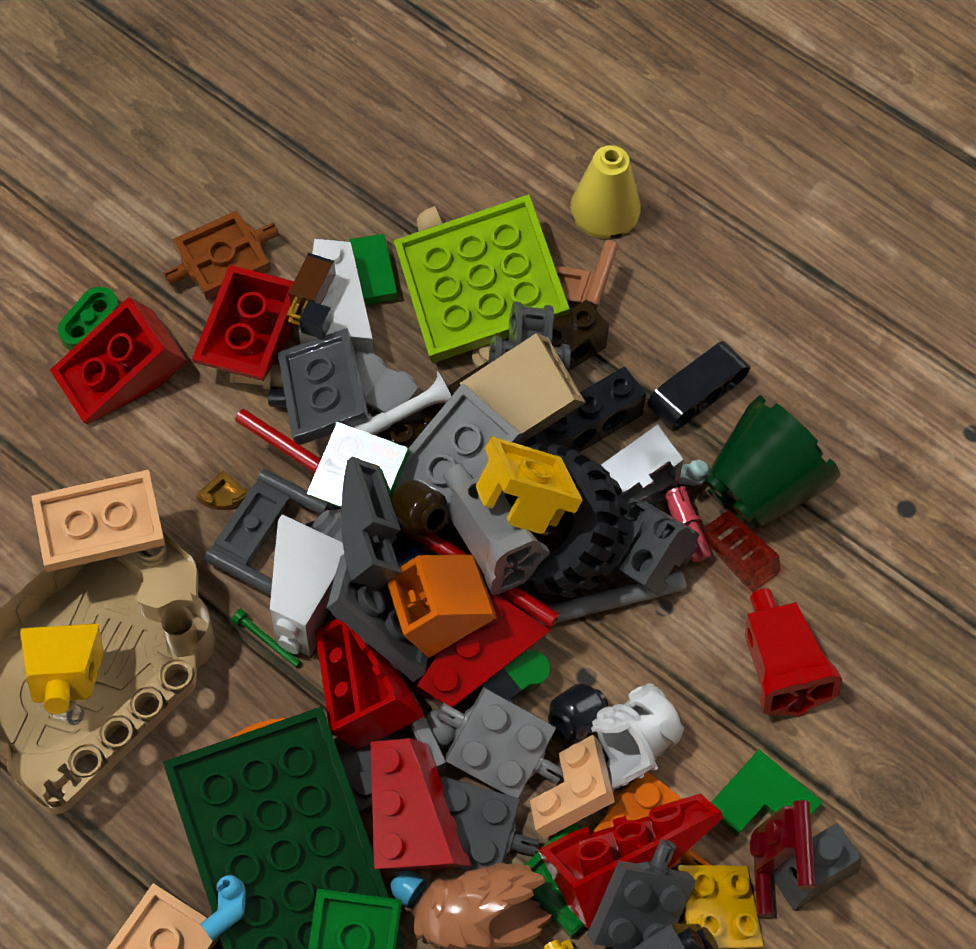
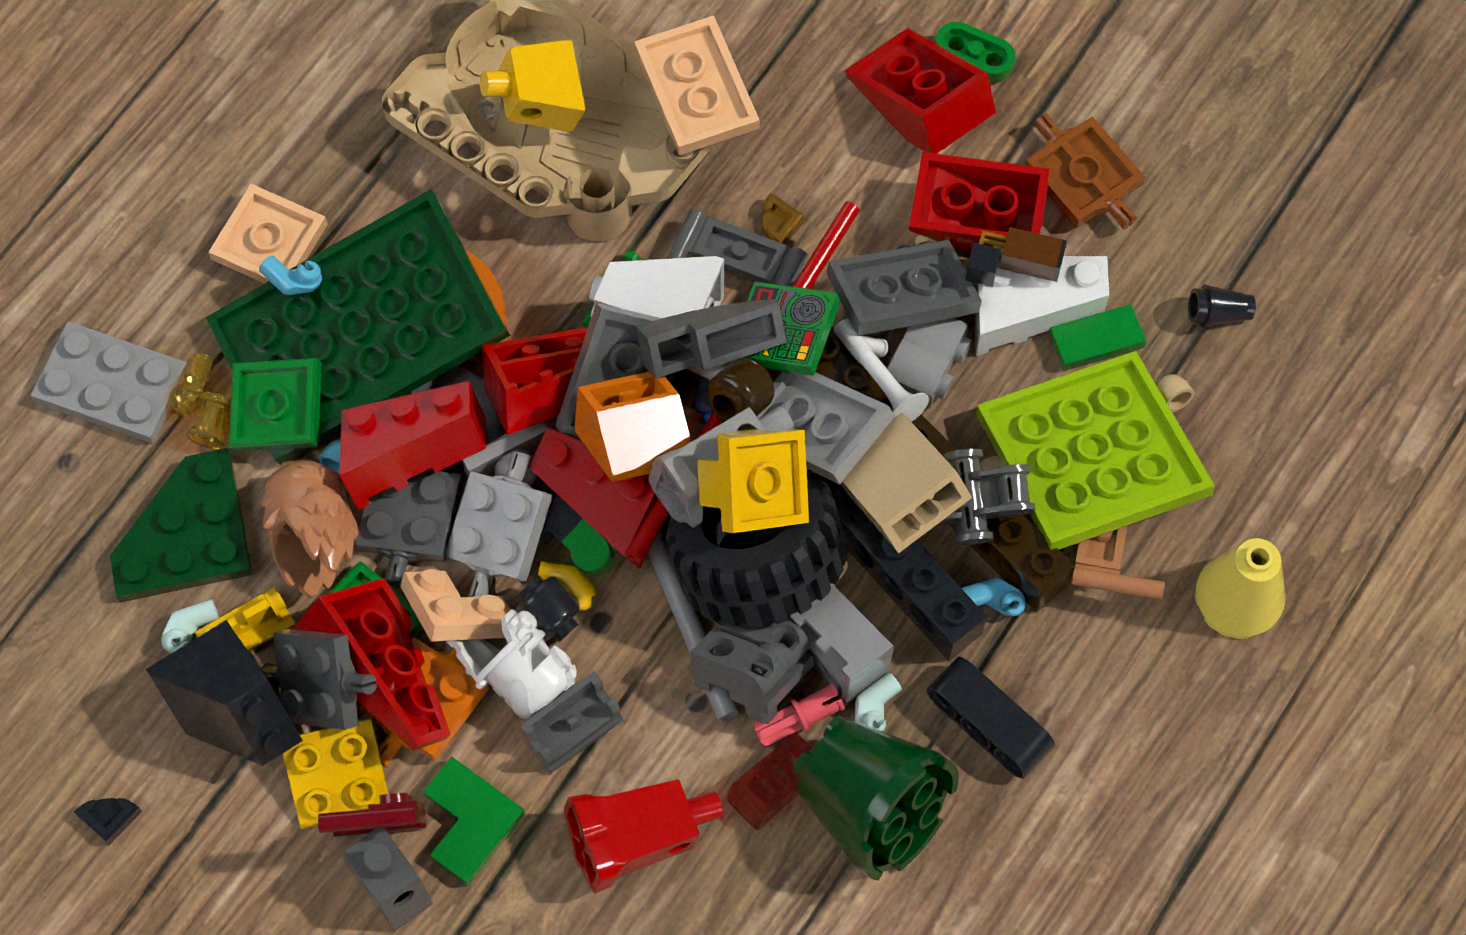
camera: 85 degrees right, 5 degrees up
(360, 181) = (1219, 306): none -> black cone
(547, 692) = (573, 579): none -> yellow arm
(594, 366) = (997, 595): none -> medium azure arm
(693, 712) = (571, 723): none -> dark grey hinge

